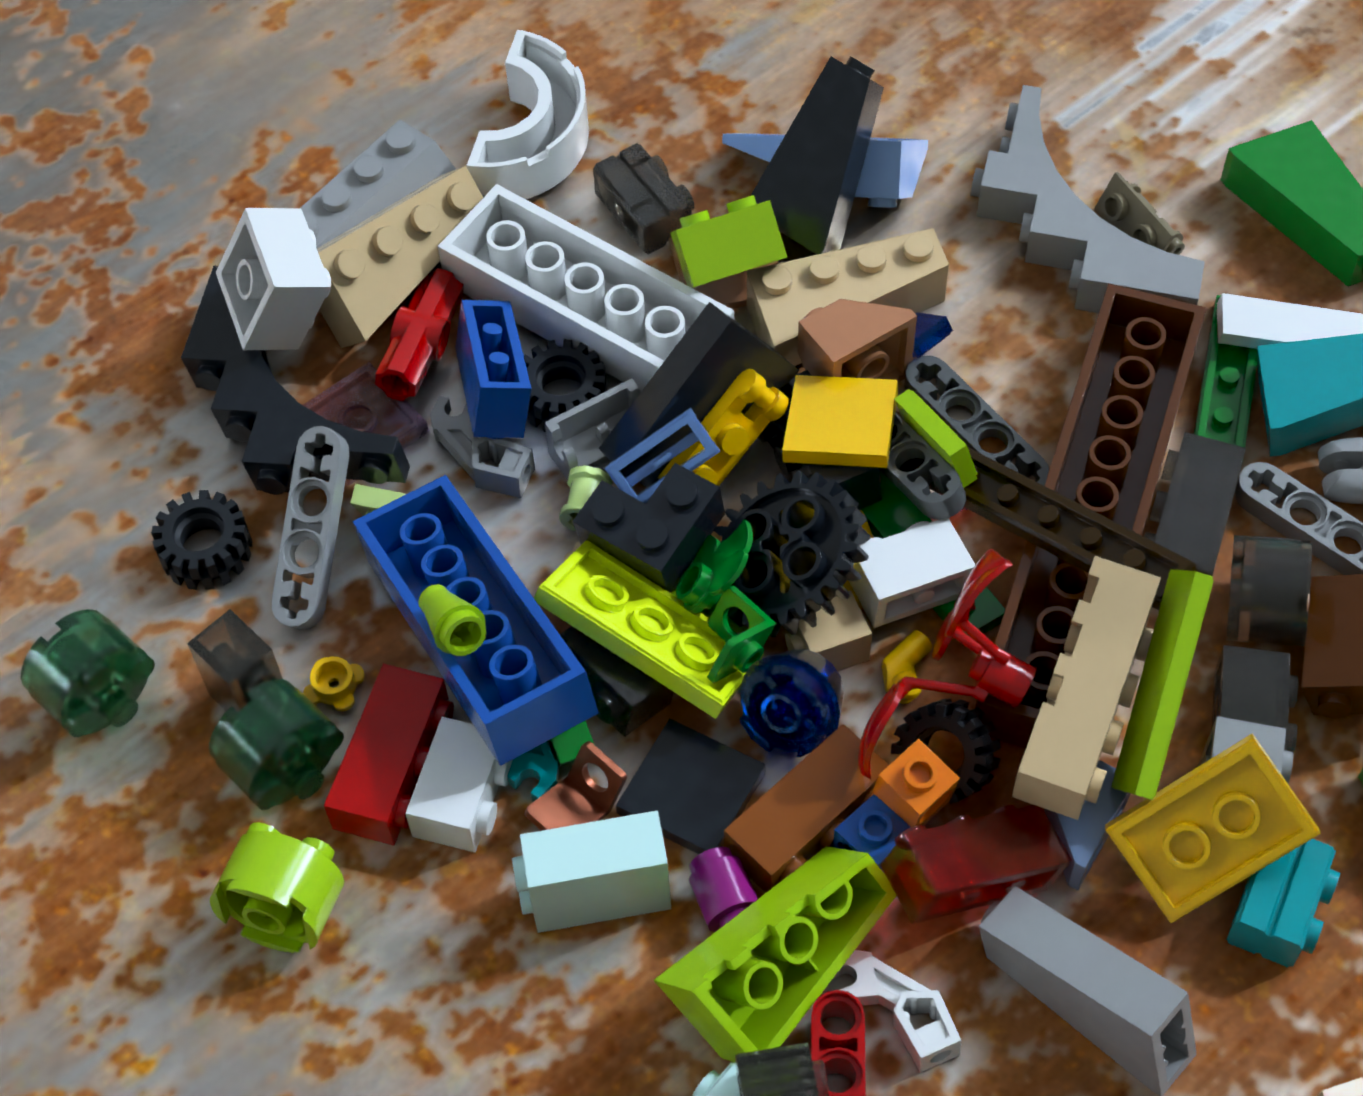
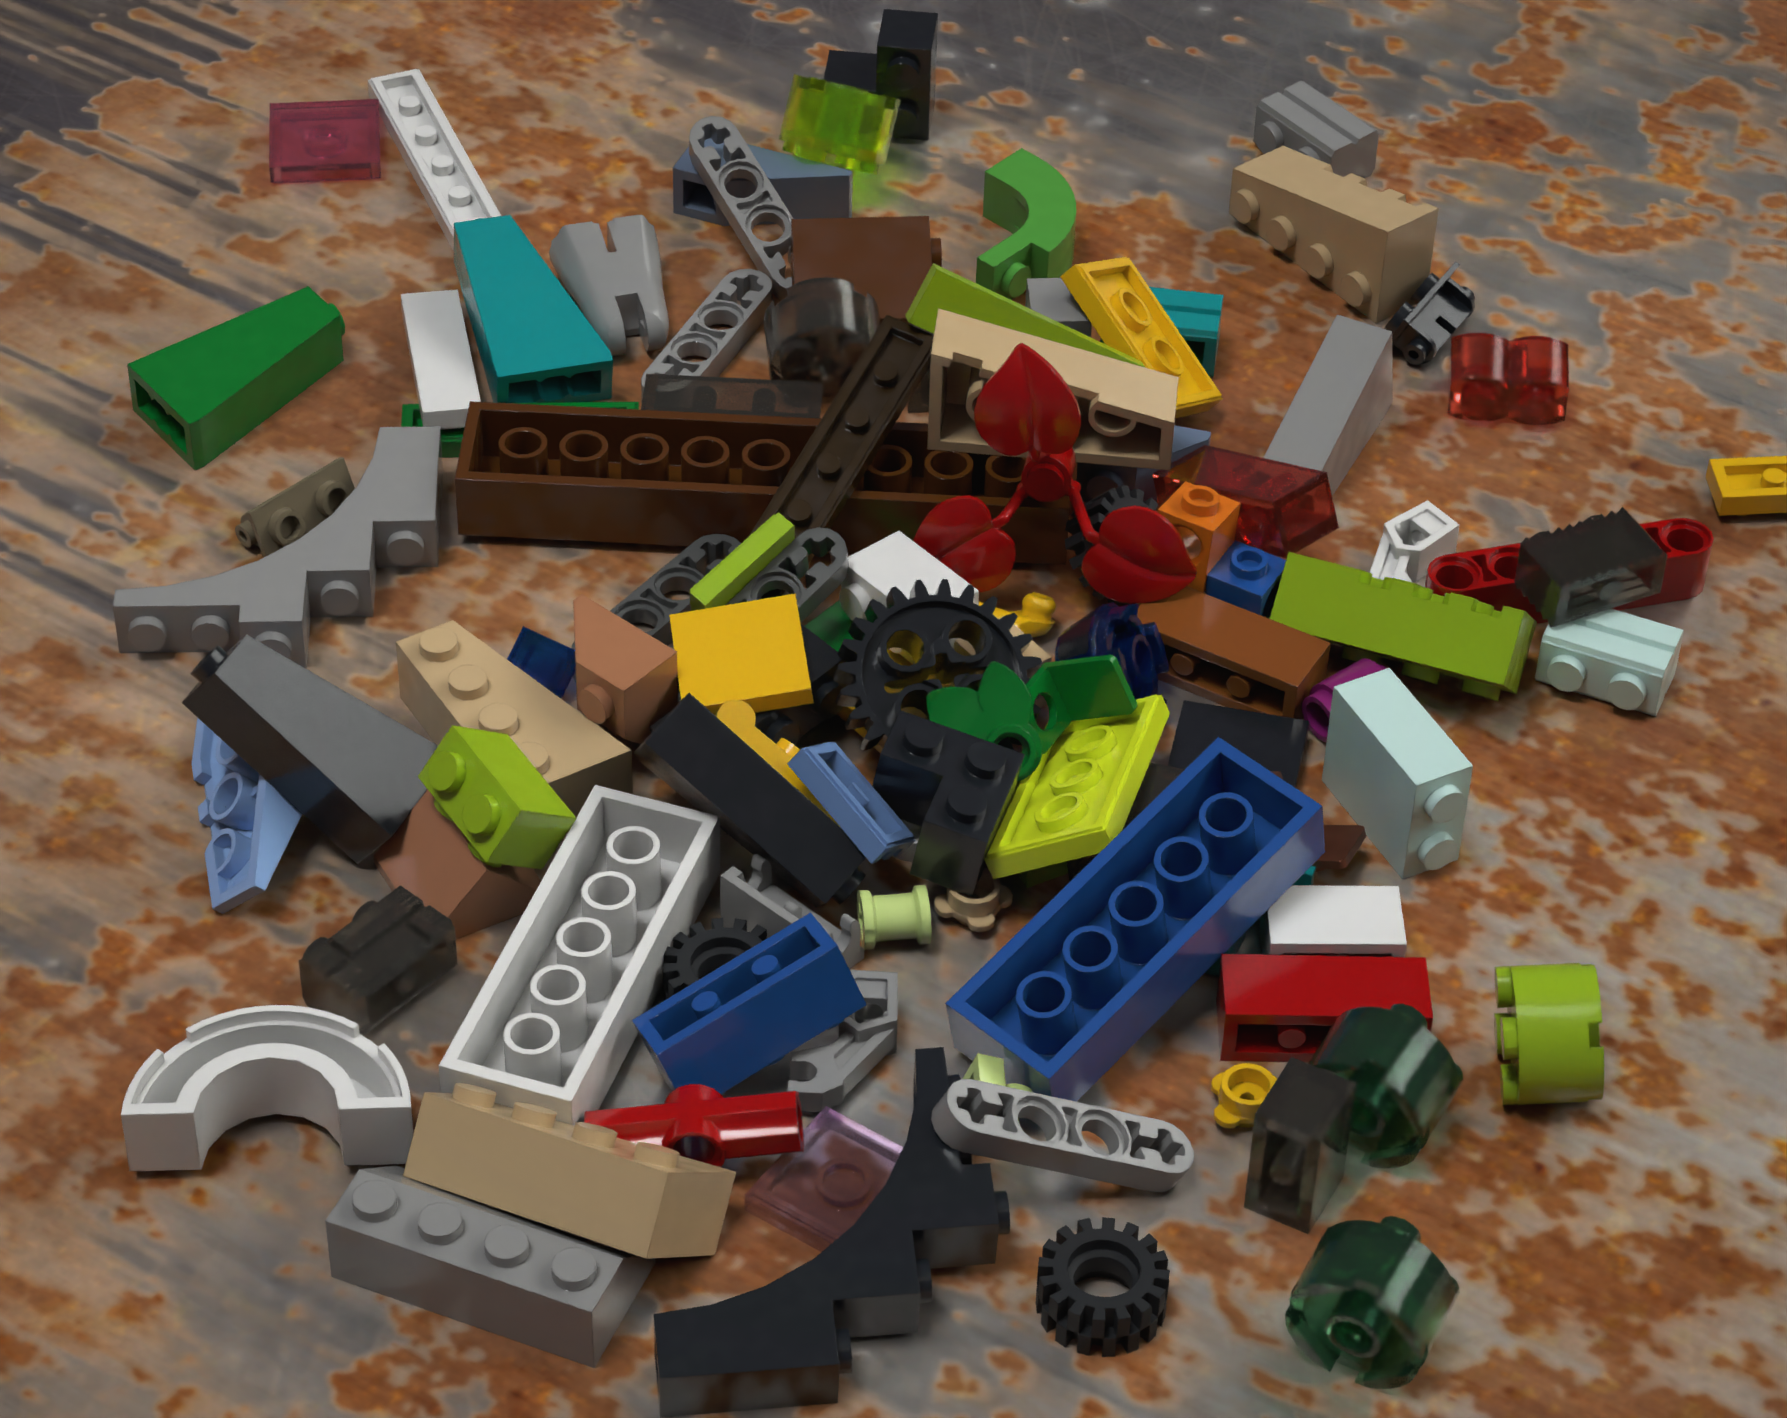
camera: 110 degrees left, 15 degrees down
(273, 278) = (721, 1220): white brick -> none
(454, 623) = (1199, 869): lime cone -> none

